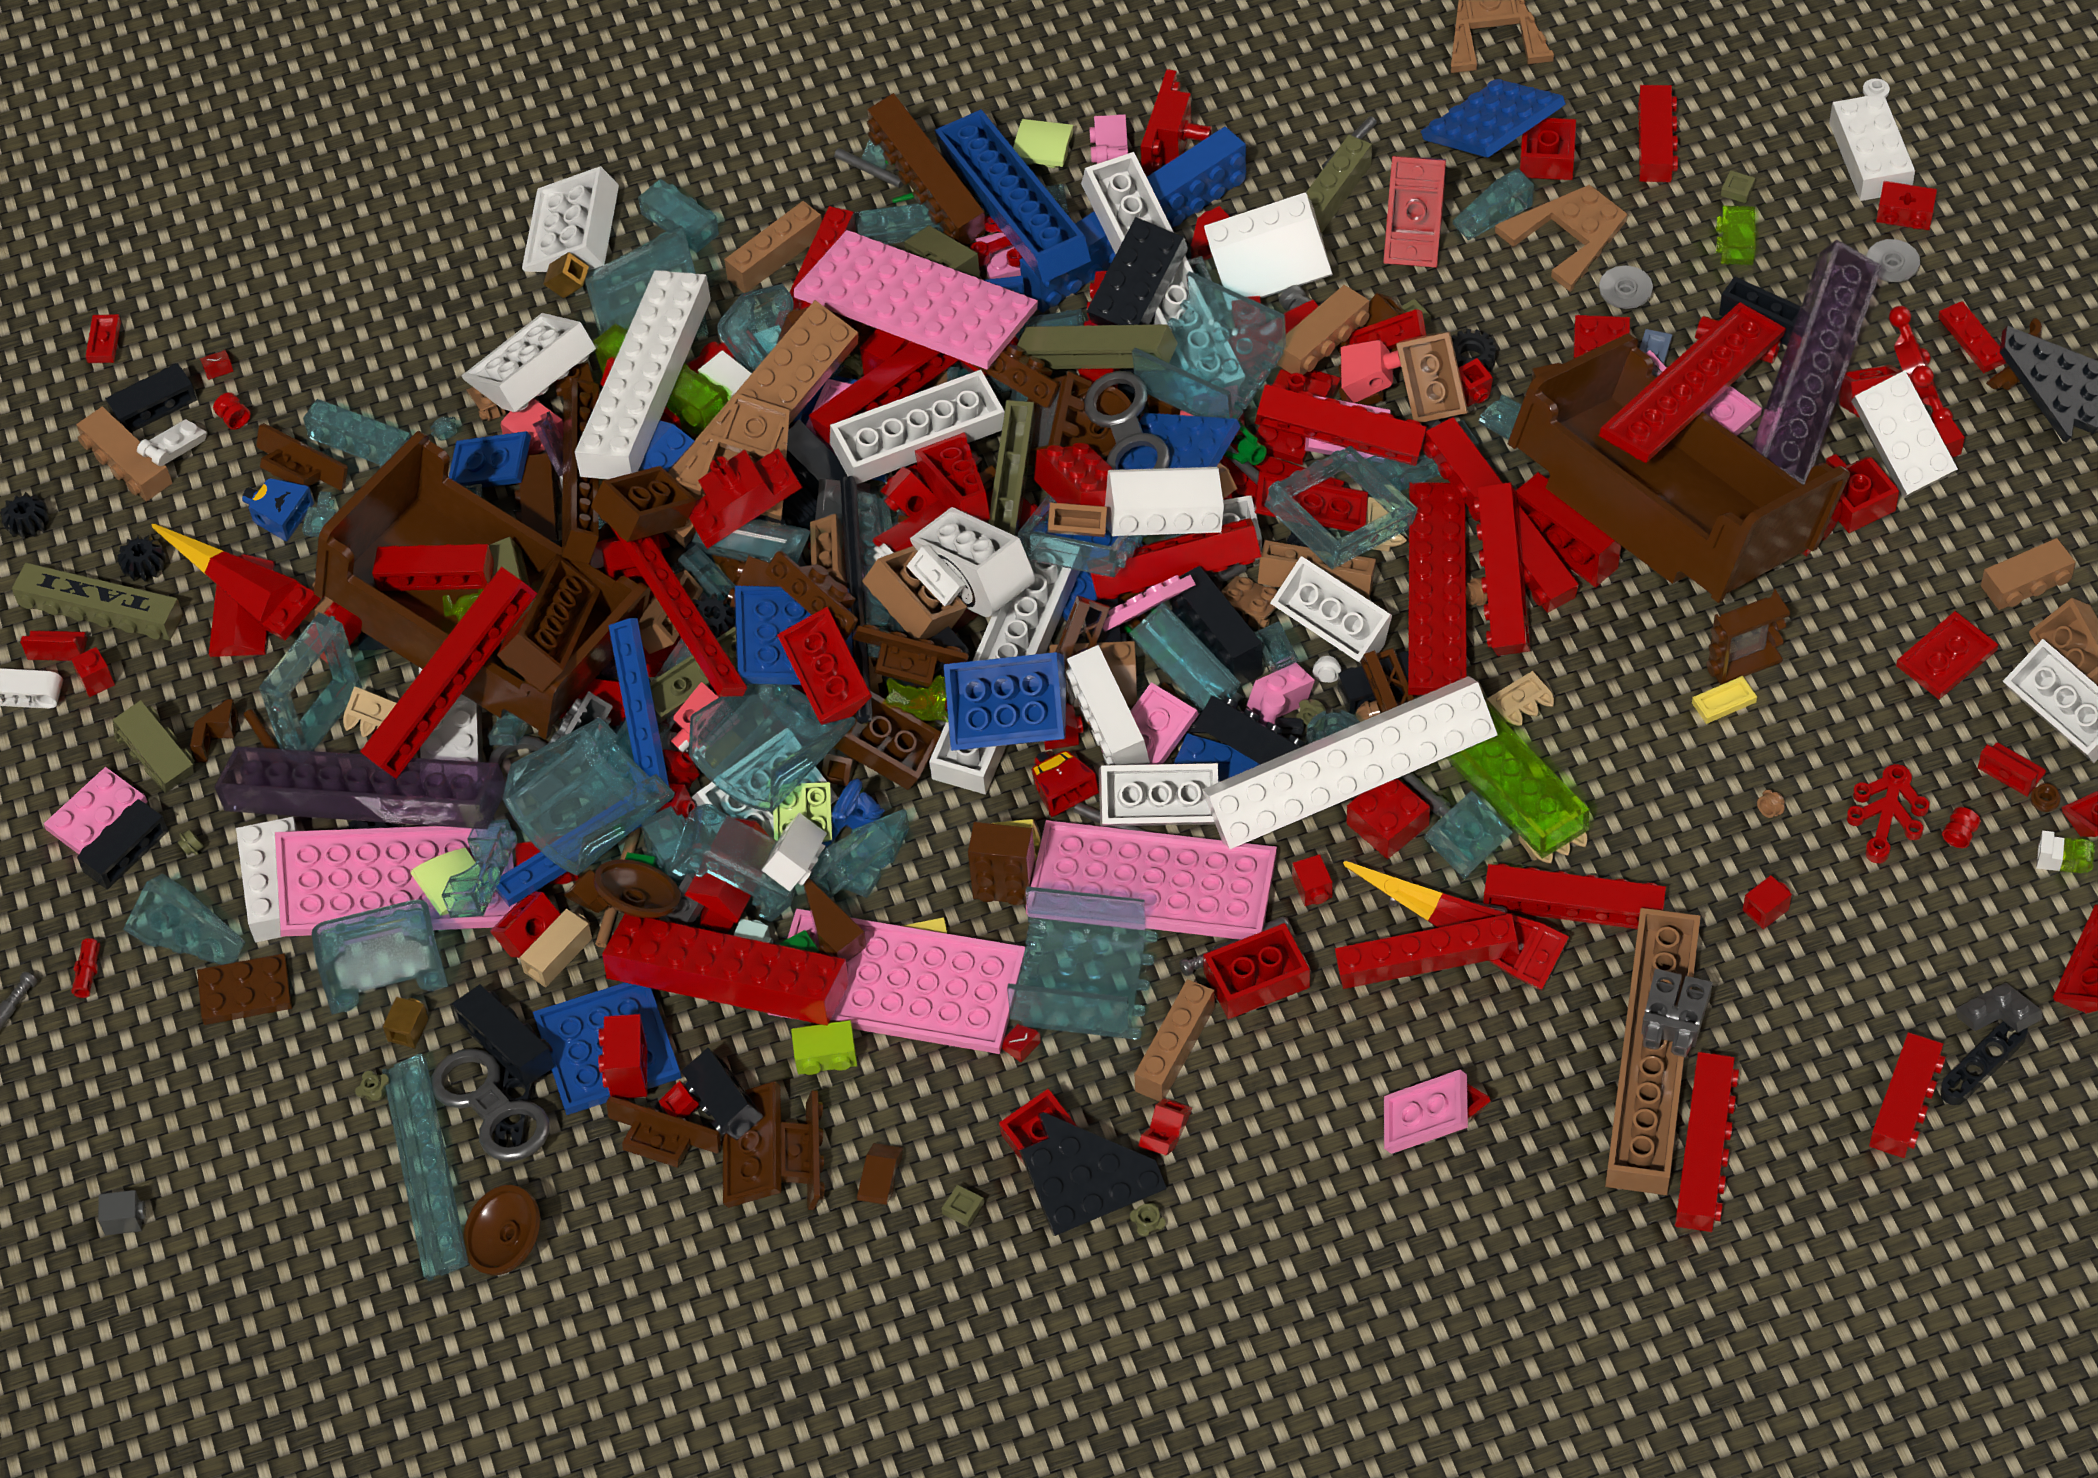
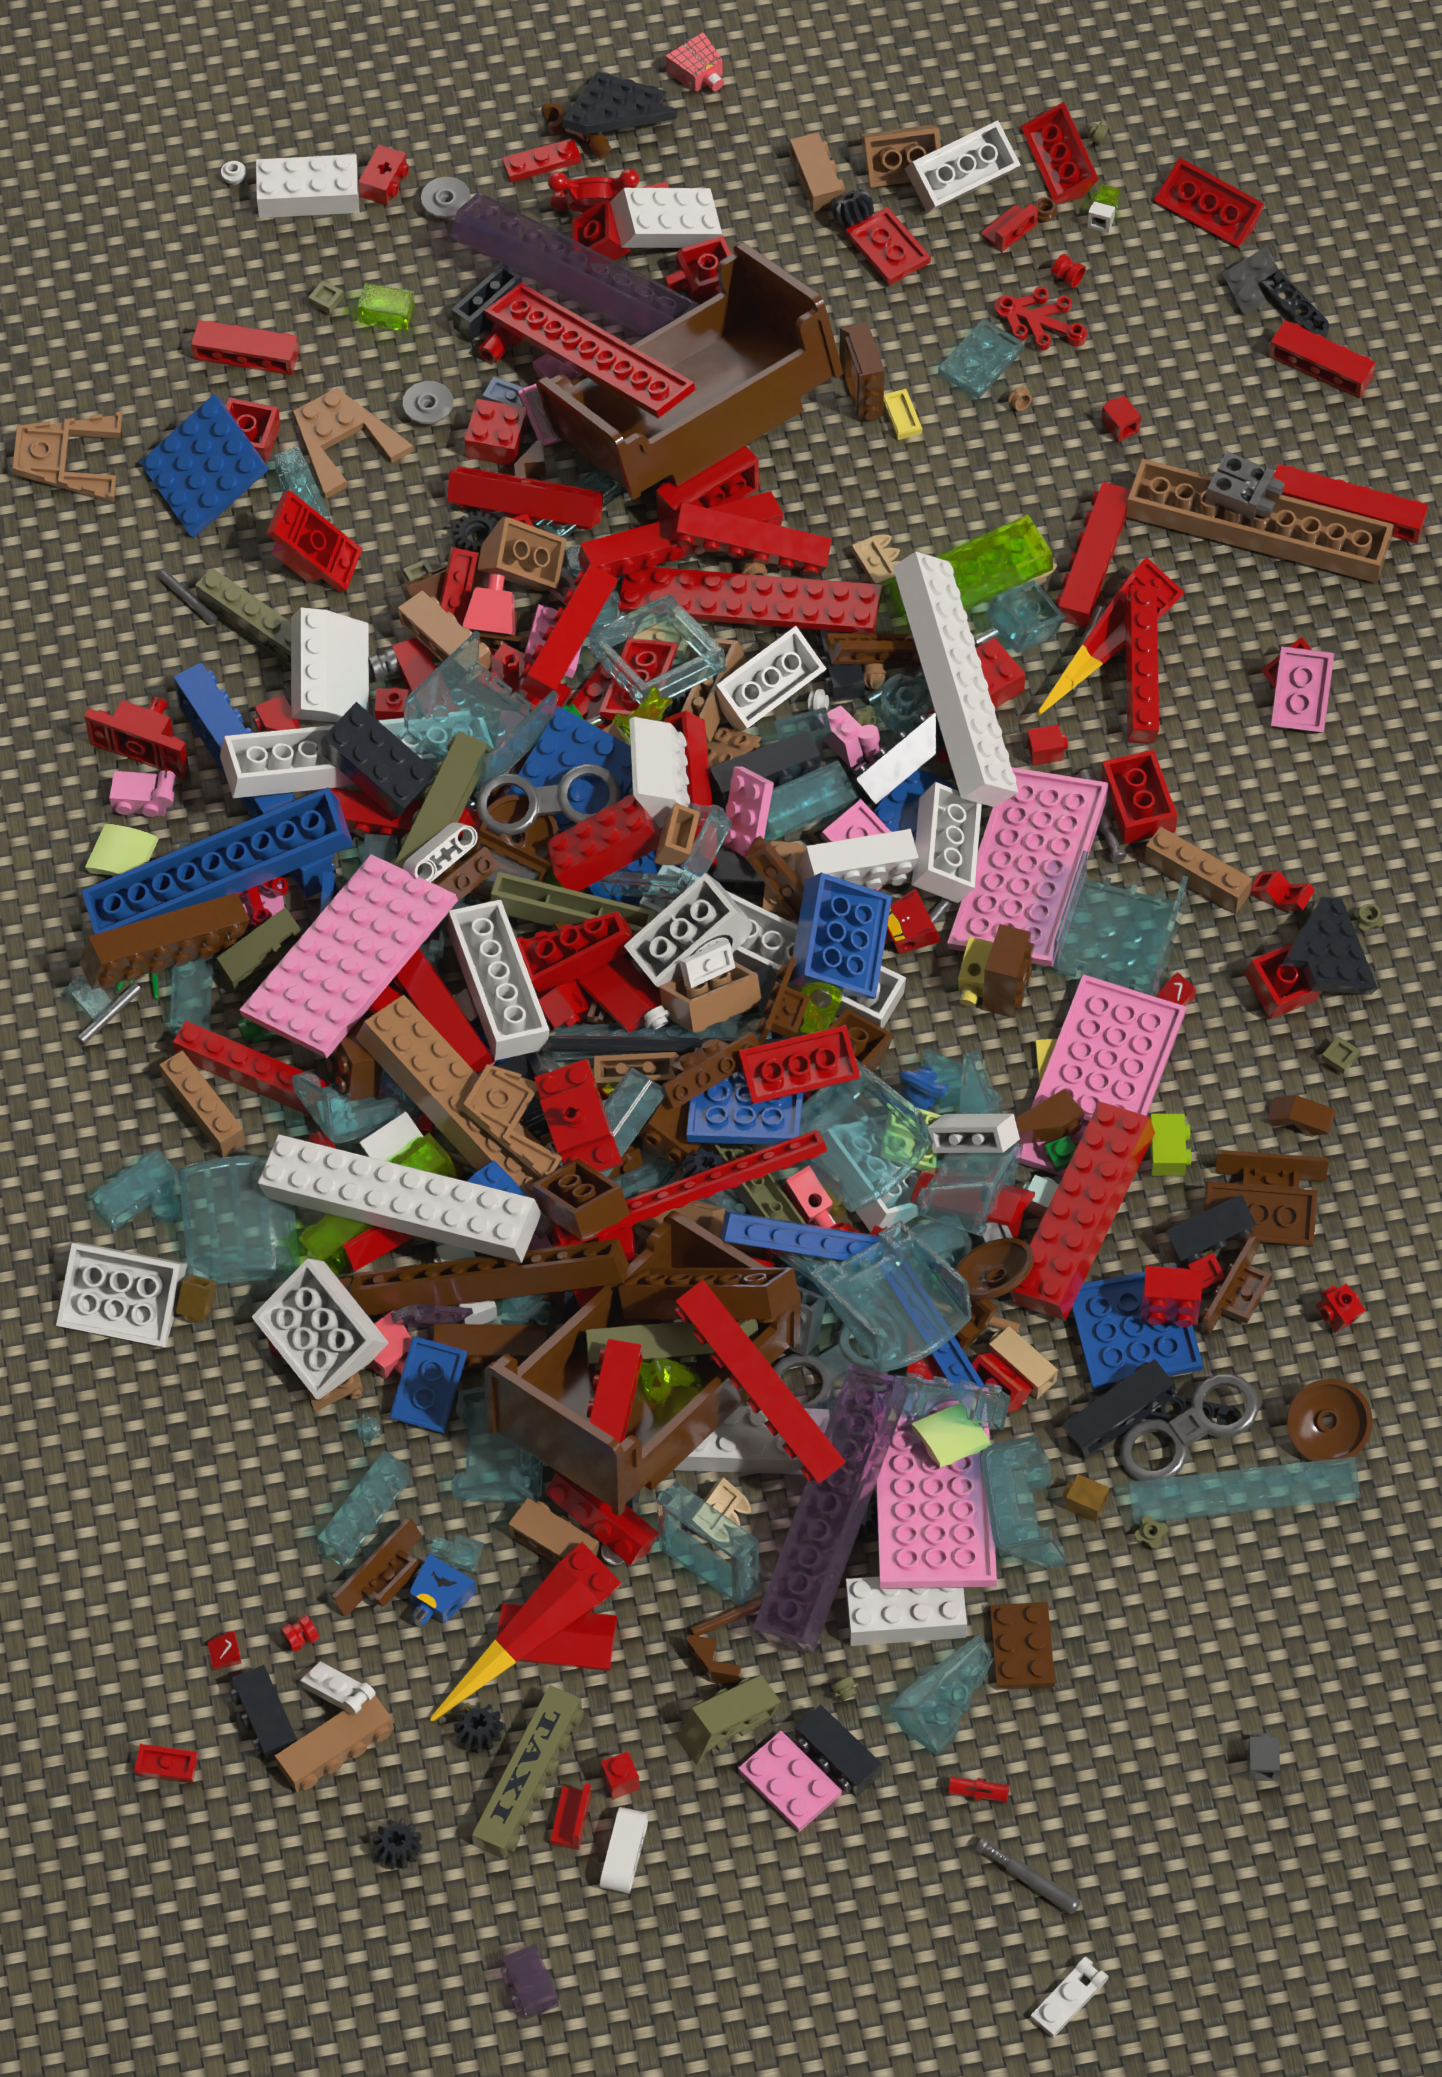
camera: 85 degrees left, 5 degrees up
(644, 1240) = (1340, 1307): none -> red brick
(1058, 351) = (442, 850): none -> white beam
(1246, 500) = (650, 709): none -> clear neon green hair
(1515, 370) = (525, 496): none -> red brick
(1816, 760) = (981, 358): none -> clear light blue plate
(1983, 610) = (852, 208): none -> black gear

